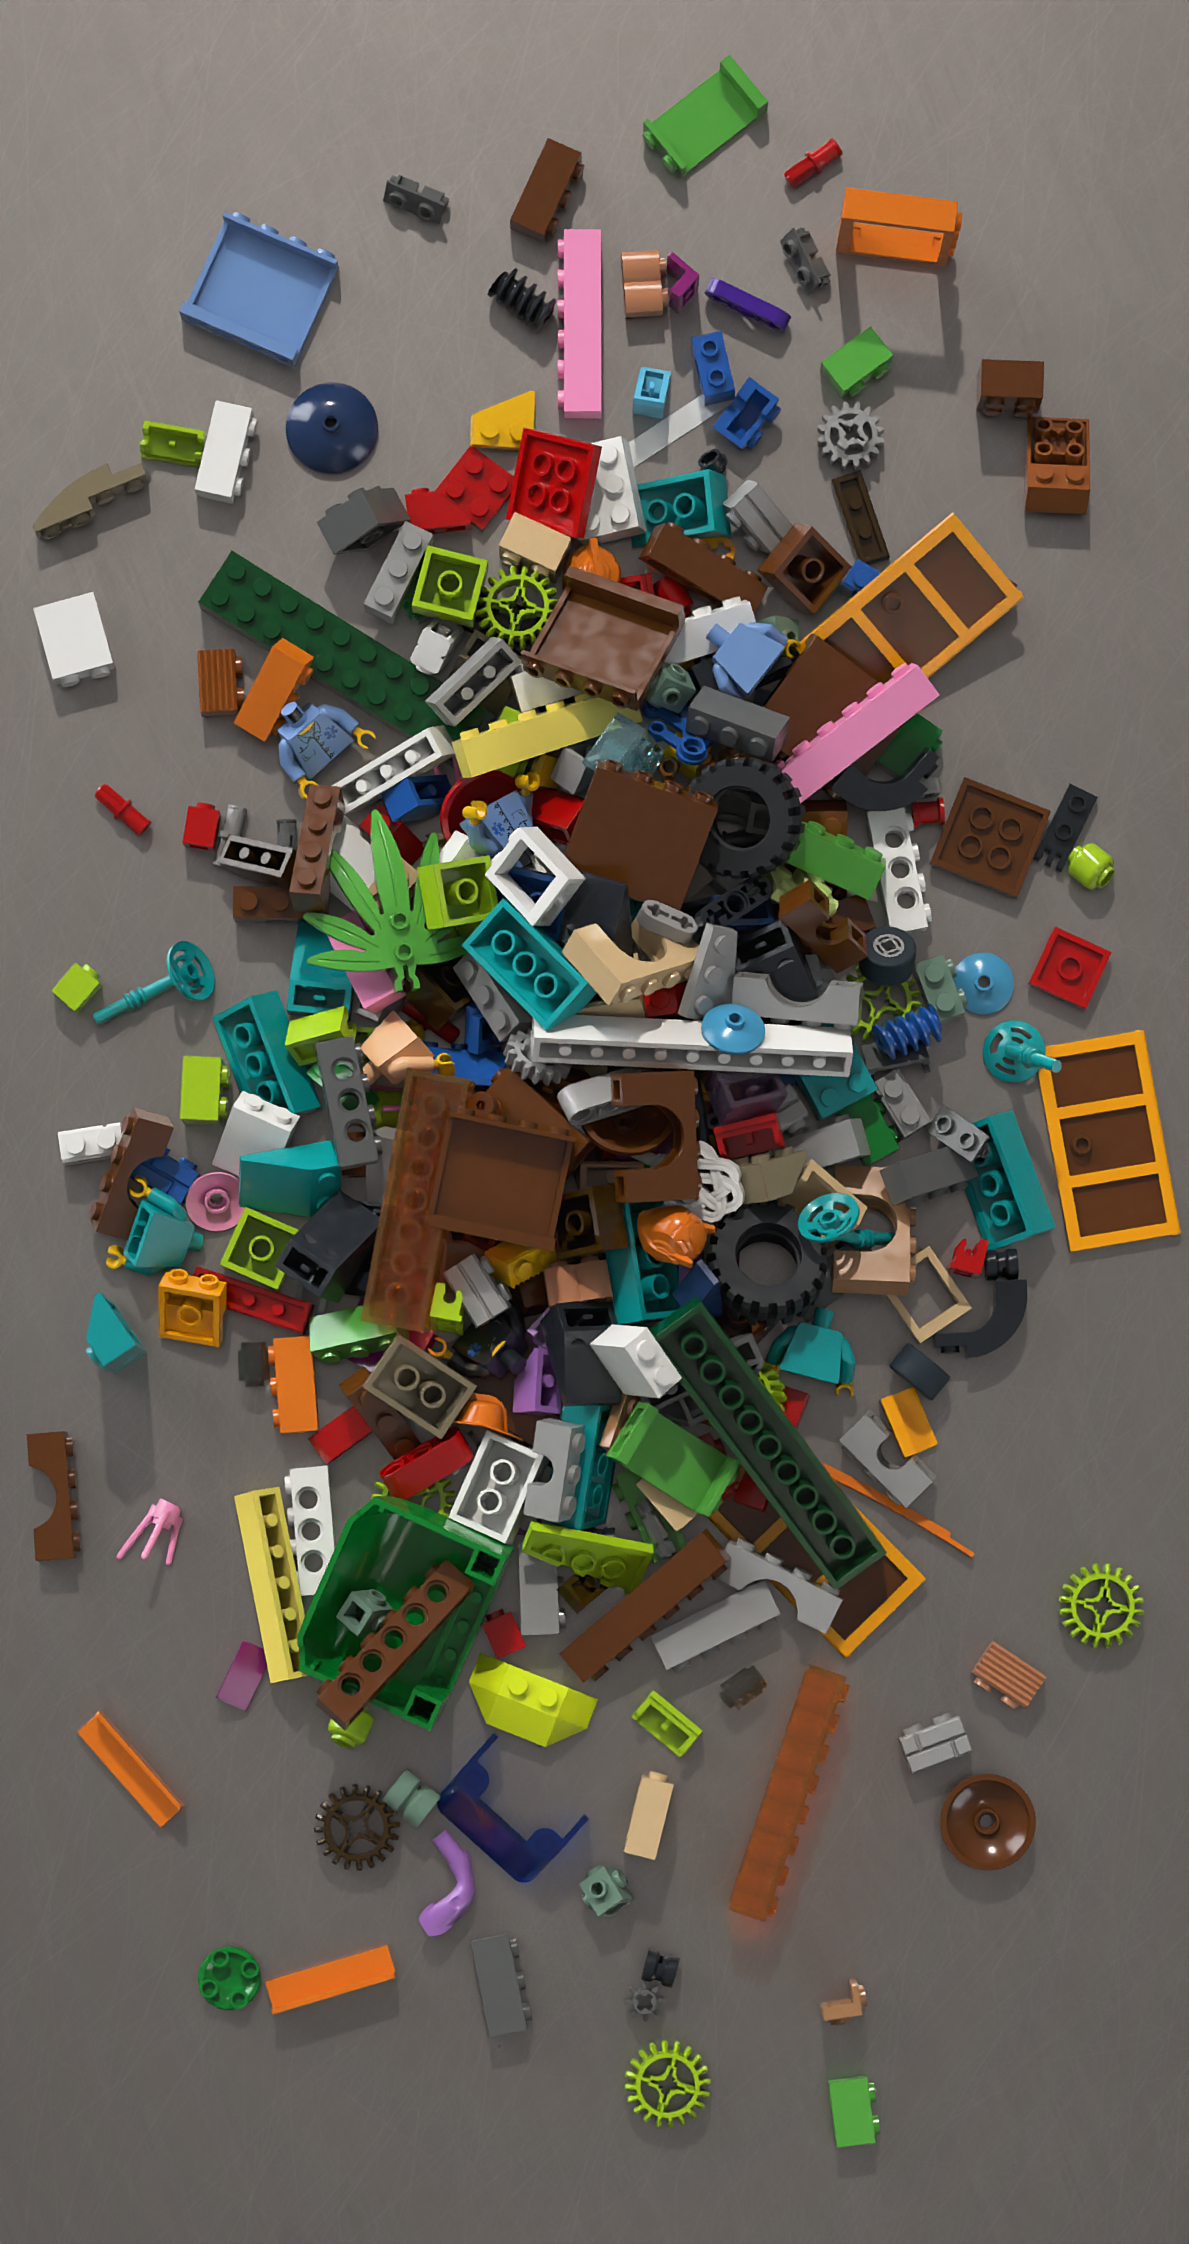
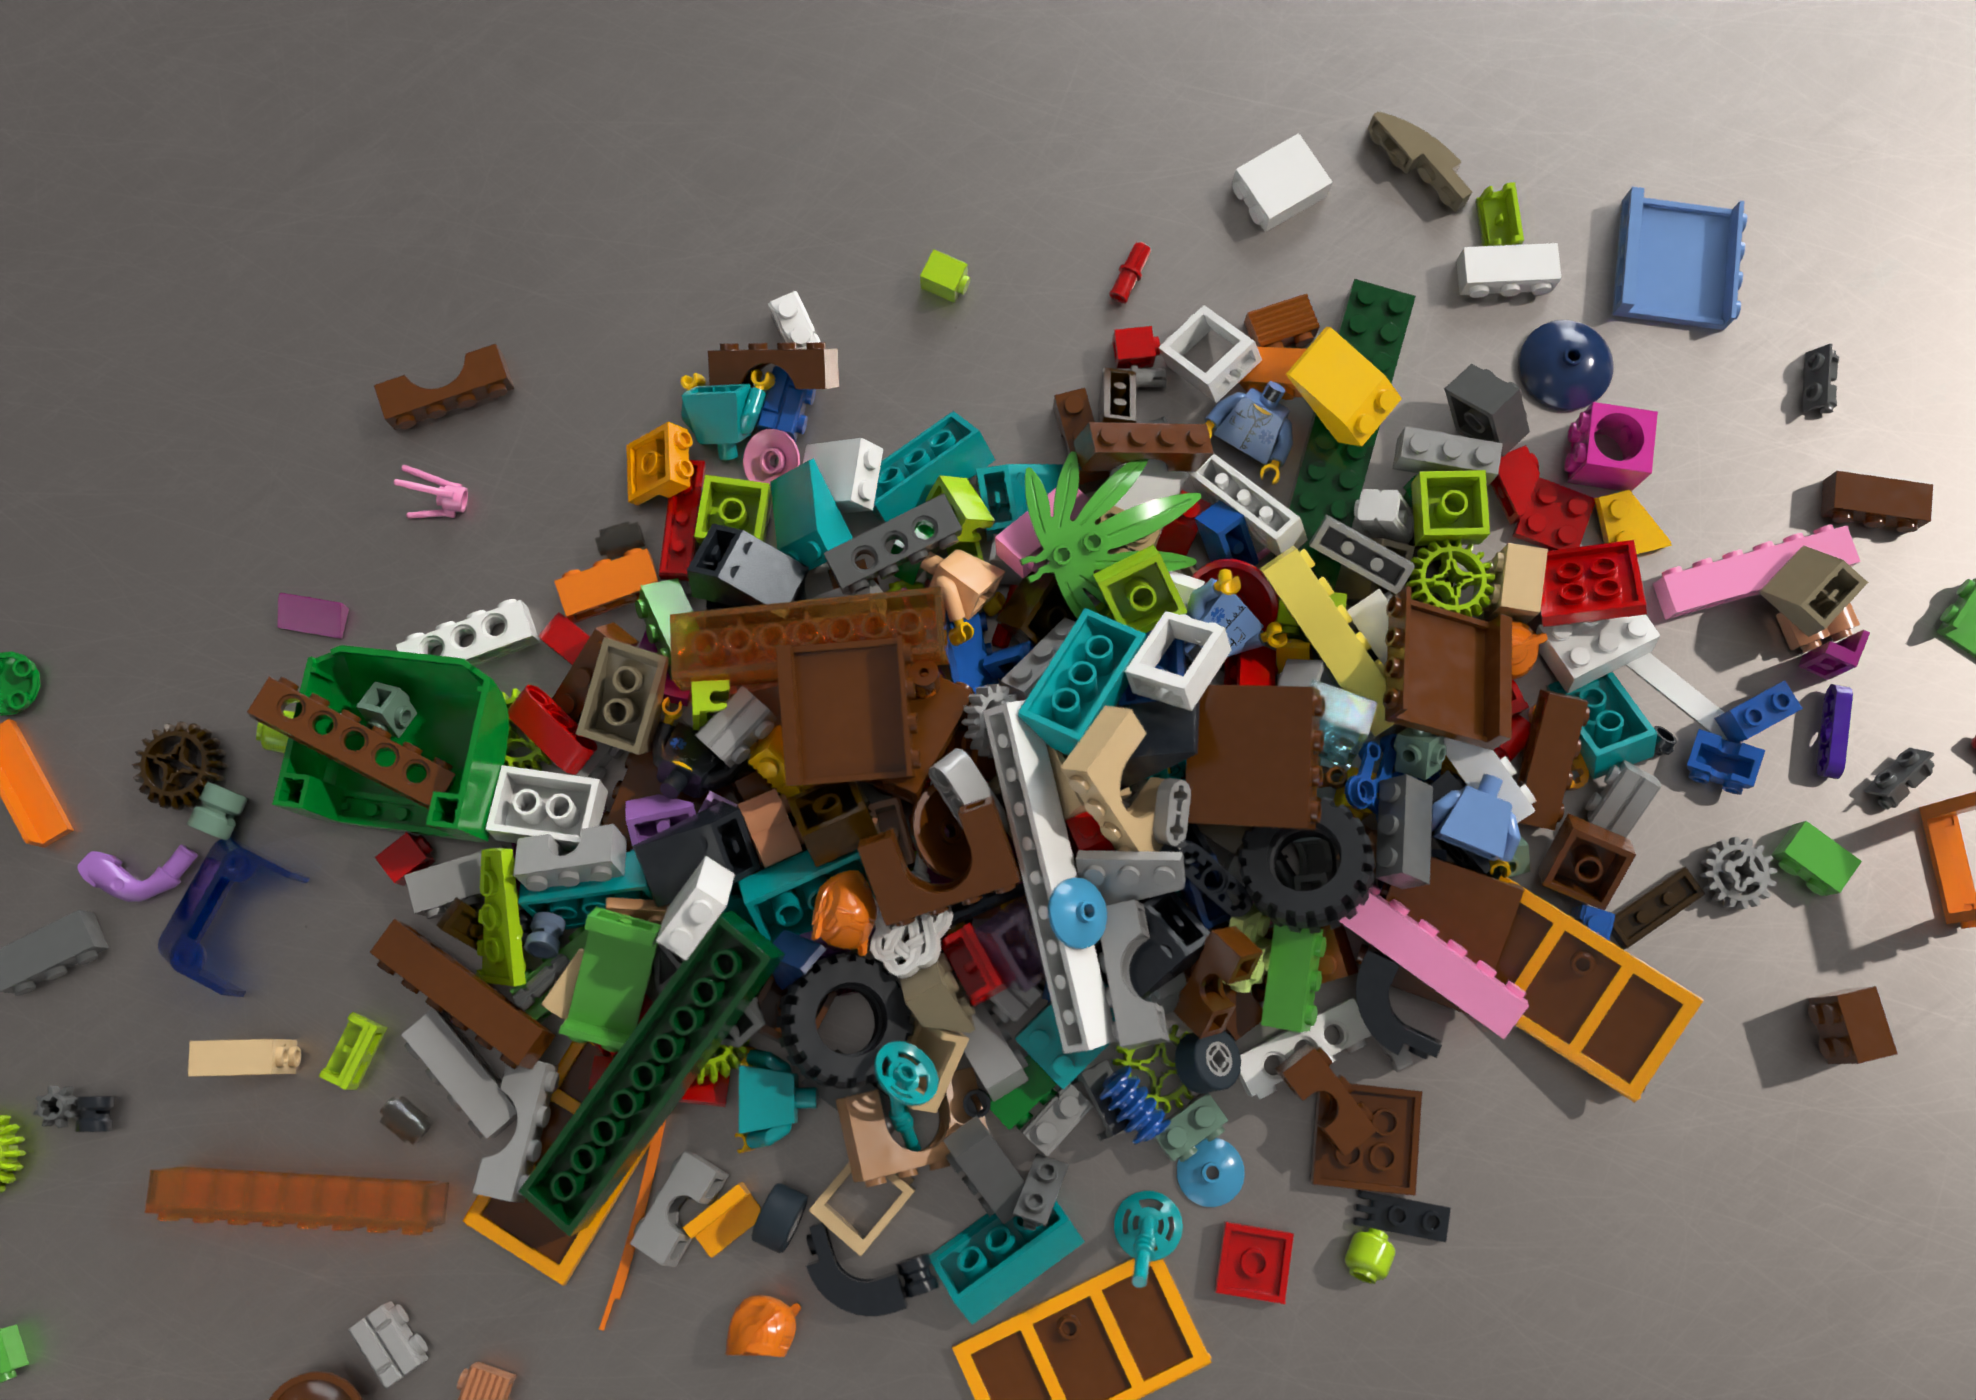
camera: 75 degrees right, 5 degrees down
(110, 1336) = (605, 385): teal slope -> none
(131, 1769) = (197, 534): orange panel -> none
(178, 976) = (981, 365): teal dish -> none
(203, 1091) = (876, 413): lime brick -> none
(256, 746) = (1227, 370): none -> white window
(272, 1579) = (412, 611): light yellow brick -> none
(314, 649) = (1343, 388): none -> yellow slope
(427, 390) = (1633, 432): none -> dark pink brick
(486, 1413) = (616, 775): orange piece -> none
(523, 299) = (1760, 506): black piece -> none
(528, 1703) = (343, 904): neon yellow wedge -> none
(606, 1890) = (161, 1034): sand green brick -> none
(613, 1517) = (545, 933): none -> sand blue wheel
(616, 286) = (1813, 589): none -> dark tan slope
(651, 392) = (1708, 659): medium azure slope -> none
(839, 2011) = (83, 1322): medium nougat bracket -> none
(871, 1175) = (970, 1106): none -> black hinge
(908, 744) = (1439, 1022): green brick -> none
(928, 812) = (1372, 1063): red bush -> none
(965, 1264) = (907, 1239): red hinge -> none
(972, 851) = (1346, 1121): none -> reddish brown arch
(1008, 1411) = (761, 1327): none -> orange helmet
(1057, 465) = (1782, 1100): dark orange slope -> none

